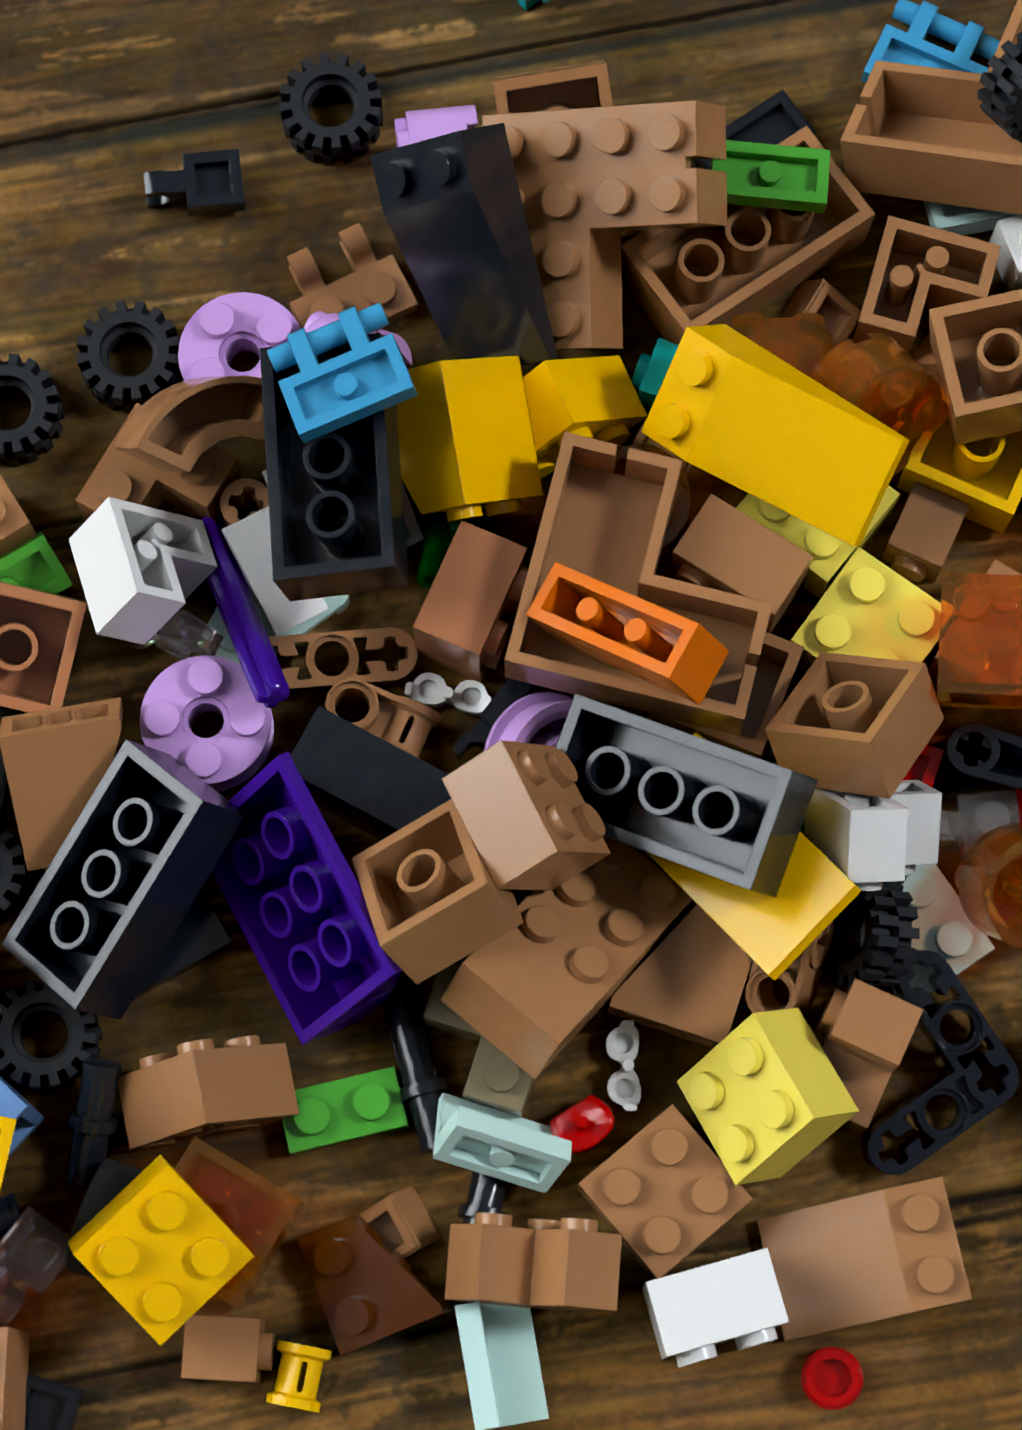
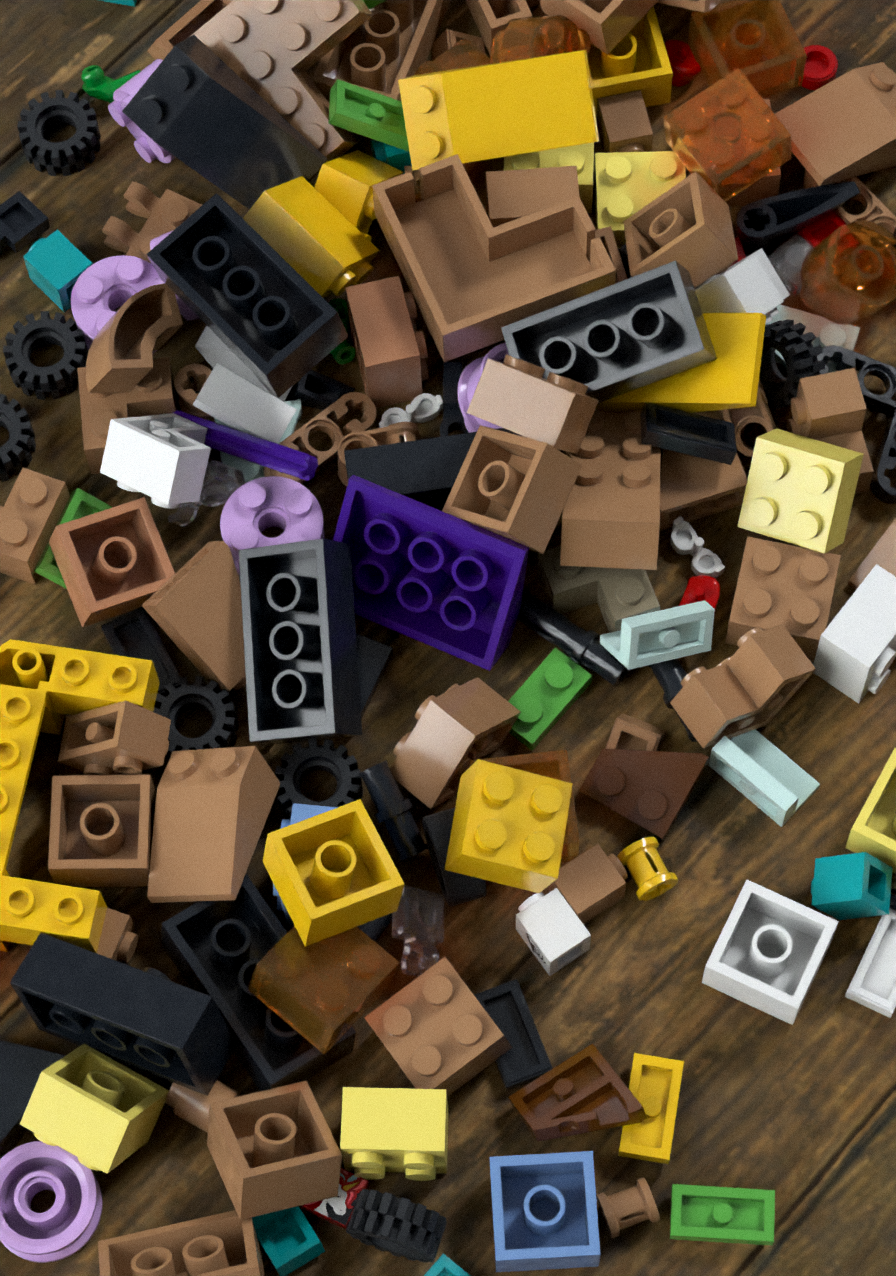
camera: 35 degrees left, 10 degrees down
(150, 1372) = (552, 930): none -> white brick
(211, 263) = (55, 267): none -> teal brick
(348, 385) = (223, 231): dark azure plate -> none
(384, 610) = (318, 390): none -> black piece
(420, 87) = (101, 86): none -> green arm
(628, 633) = (507, 265): orange brick -> none
(639, 329) = (367, 114): none -> bright green plate
(694, 948) = (688, 433): none -> black tile

